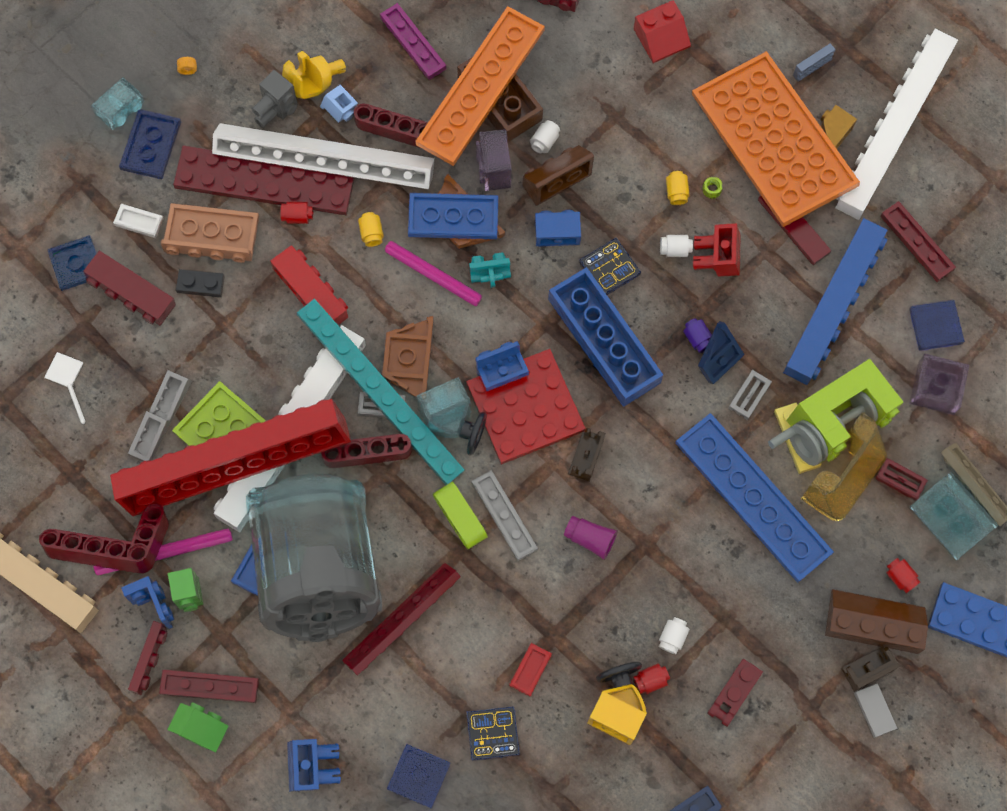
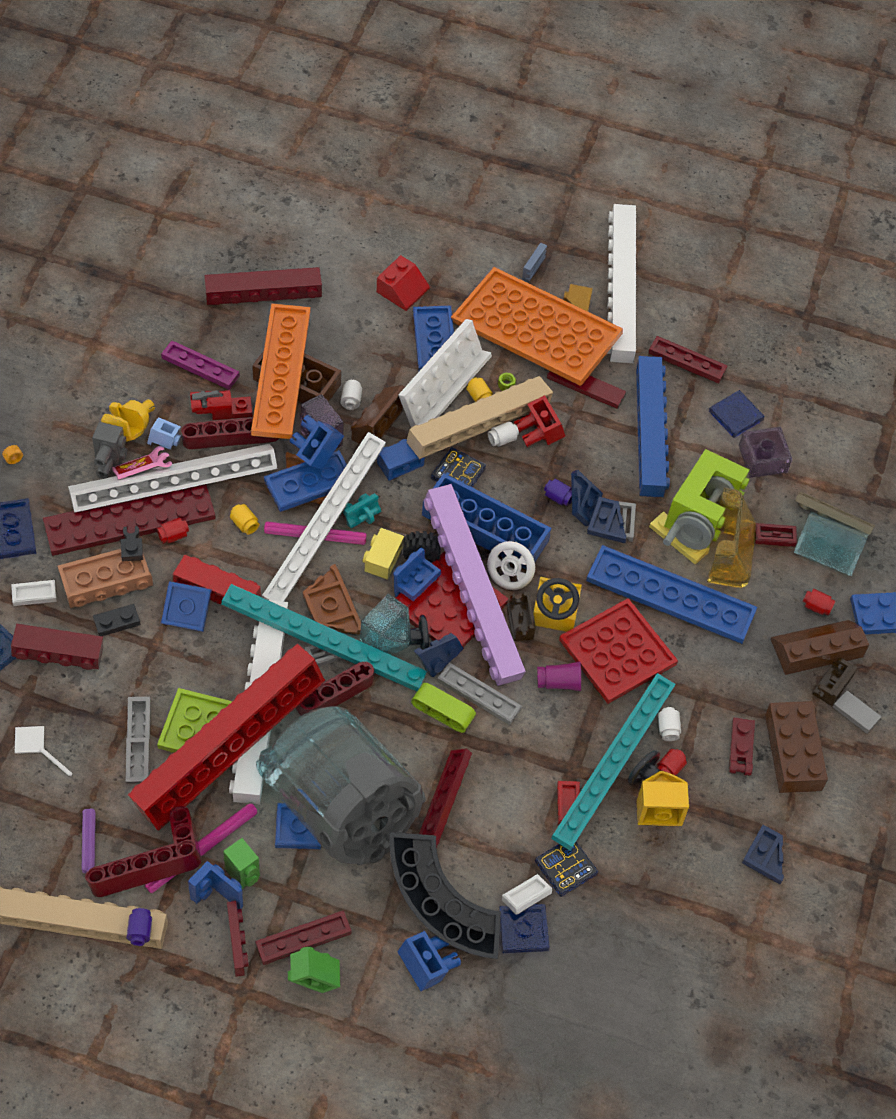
camera: 30 degrees left, 15 degrees down
(59, 610) = (139, 927): none -> dark purple brick
(66, 497) = (88, 840): none -> medium lavender axle
(248, 214) = (131, 546): none -> black plate
(268, 299) = (186, 606): none -> blue tile
(299, 129) = (142, 464): none -> bright pink flag
(346, 715) = (437, 902): none -> black brick
(408, 94) = (221, 405): none -> red plate
(438, 744) = (526, 894): none -> white tile
(444, 265) = (324, 519): none -> white plate
(475, 184) = (319, 444): none -> blue brick
(482, 459) = (439, 654): none -> dark blue wing
(485, 326) = (383, 553): none -> light yellow brick
(528, 337) = (428, 542): none -> black tyre
(553, 401) = (474, 585): none -> lavender brick
(595, 649) = (613, 762): none -> teal plate
(603, 396) = (504, 580): none -> white plate
(628, 457) = (556, 604): none -> piece
(646, 157) = (444, 375): none -> white bracket
(656, 218) = (476, 417): none -> tan brick
(664, 107) = (432, 329): none -> blue tile
(665, 533) = (618, 650): none -> red plate
(730, 389) = (607, 521): none -> dark blue wing
(788, 720) = (796, 747): none -> reddish brown brick

